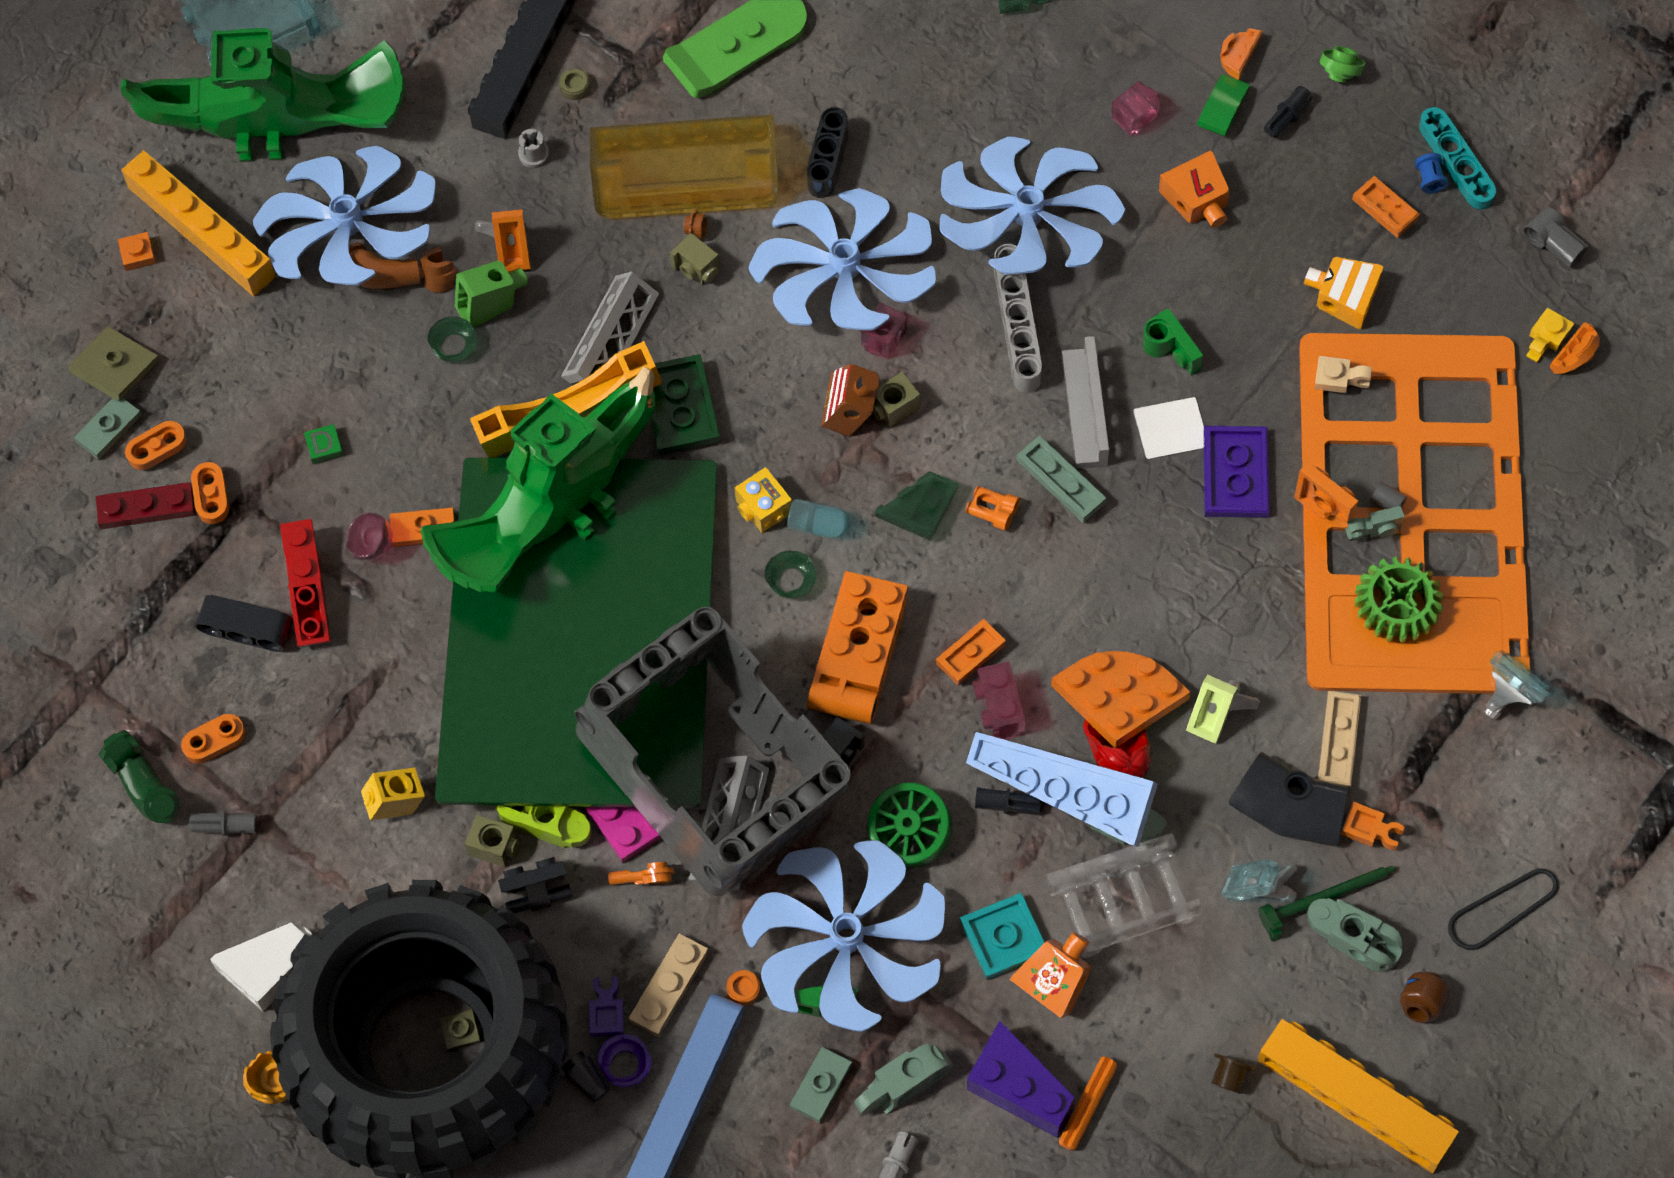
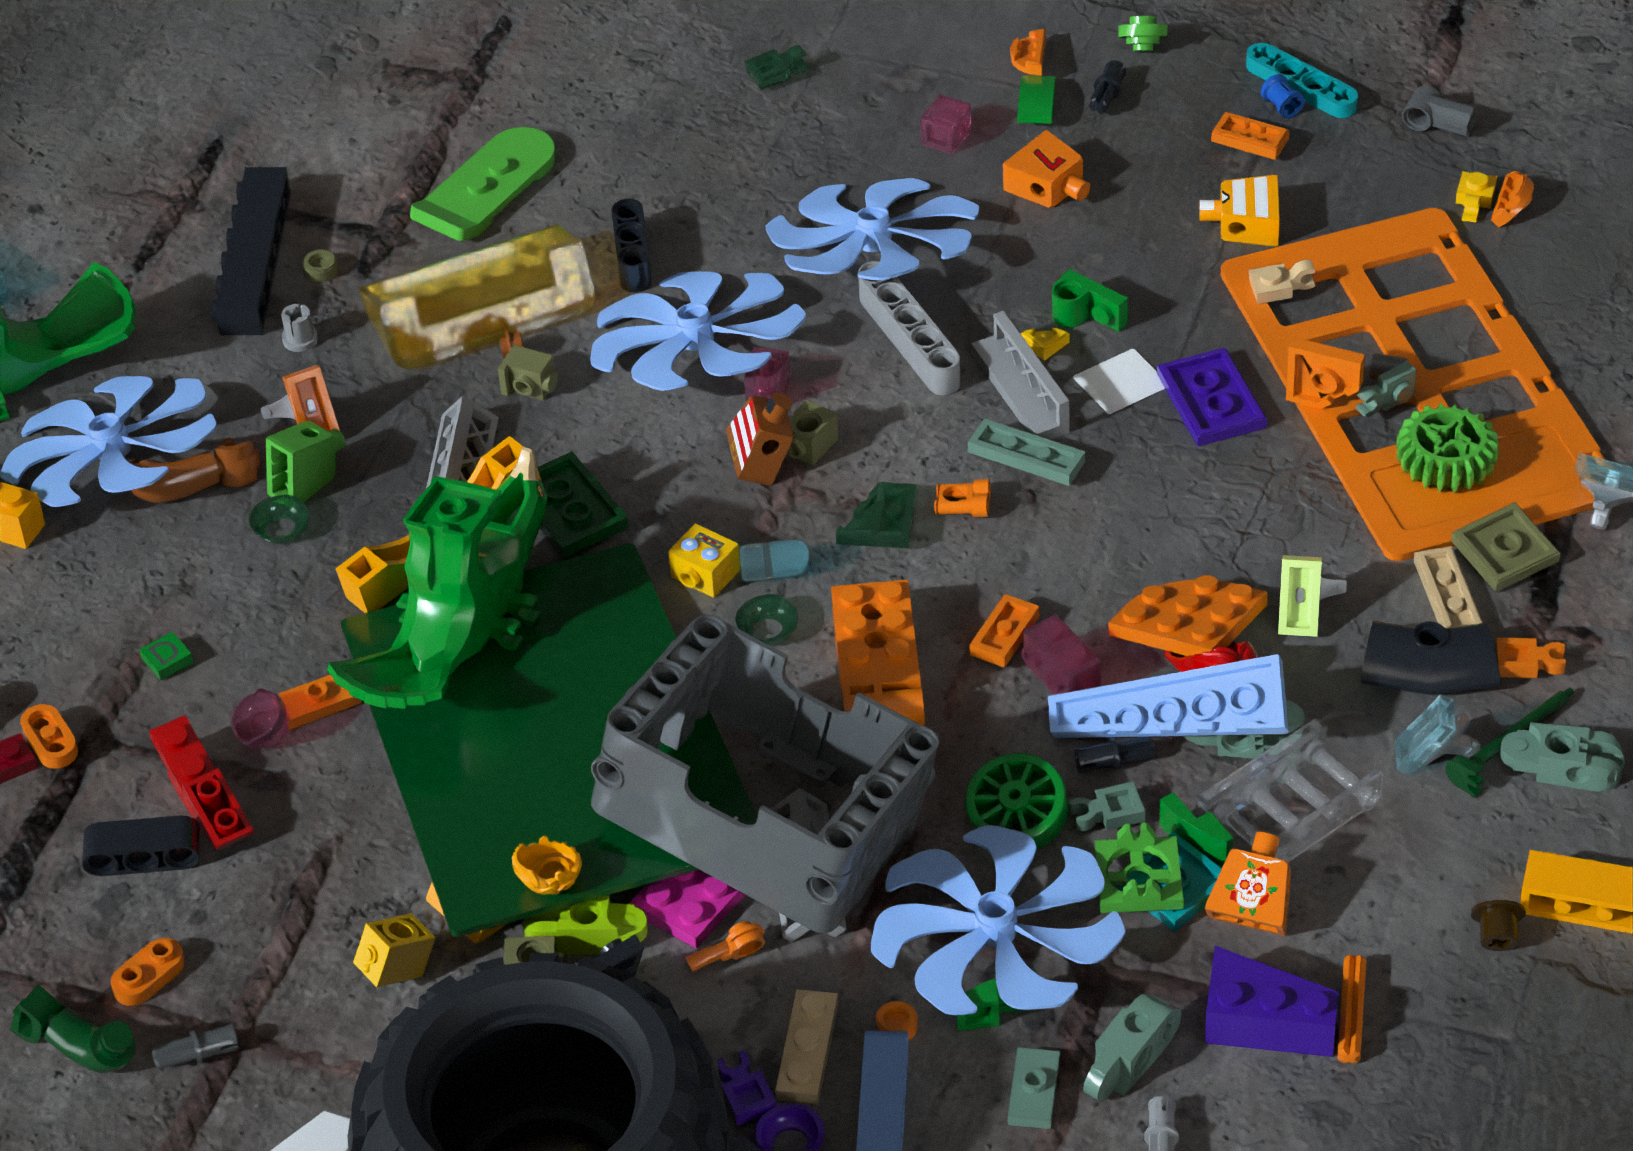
camera: 20 degrees left, 20 degrees down
(521, 772) = (547, 865): none -> light orange hair
(969, 949) = (1144, 896): none -> bright green piece
(986, 852) = (1111, 805): none -> sand green plate
(1040, 905) = (1202, 833): none -> green slope
(1124, 366) = (1046, 342): none -> yellow tile
(1403, 711) = (1505, 547): none -> olive plate

